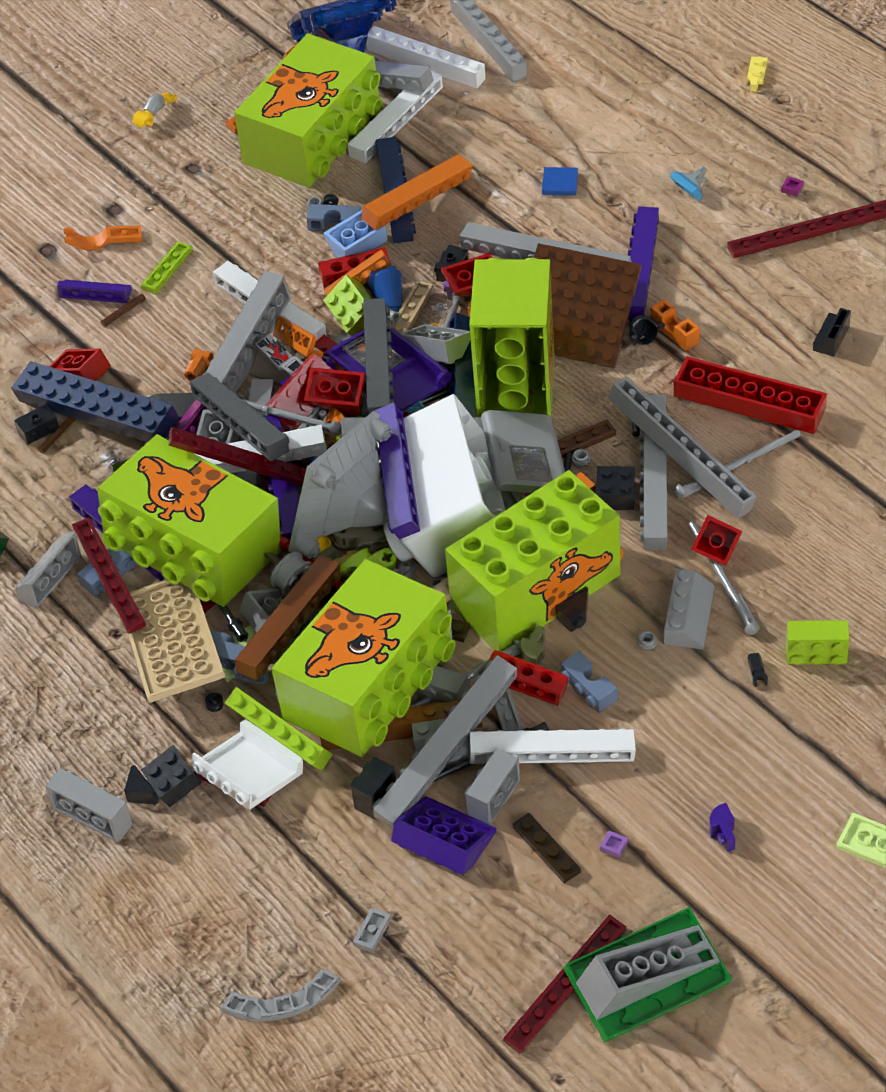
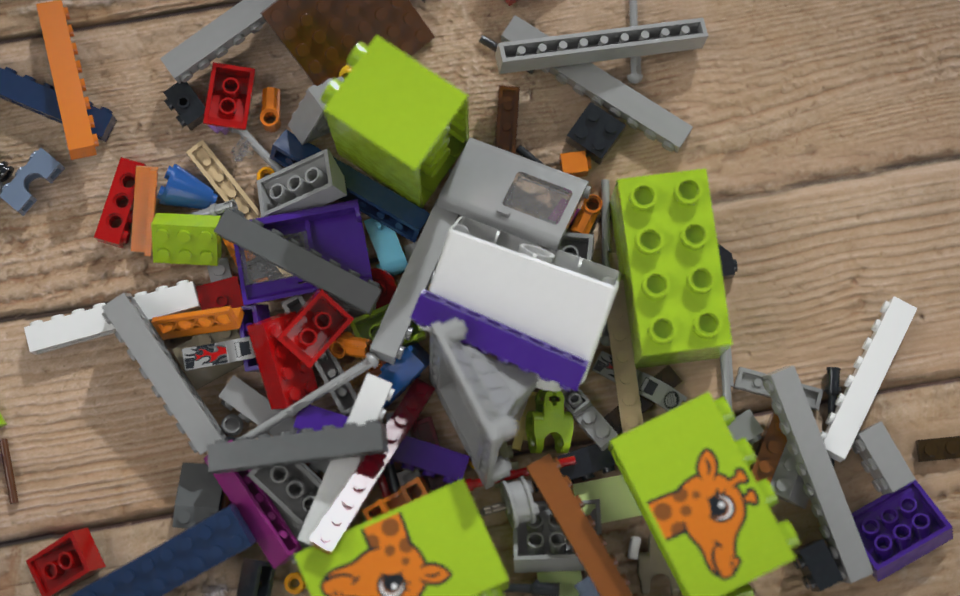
camera: 65 degrees left, 30 degrees up
(199, 362) = (146, 432): orange piece -> none
(354, 236) = (79, 180): light blue slope -> none
(533, 648) = (741, 330): olive brick -> none
(535, 679) = (749, 376): red brick -> none
(581, 458) = (531, 134): light grey plate -> none
(597, 693) = (788, 303): sand blue arch -> none
(647, 636) = (789, 212): light grey plate -> none
(688, 610) = (780, 161): light grey slope -> none
(716, 540) = (722, 84): red slope -> none
(752, 626) = (792, 109): light grey bar -> none
(757, 668) = (883, 144): black bar -> none
(817, 642) = (899, 77): lime brick -> none

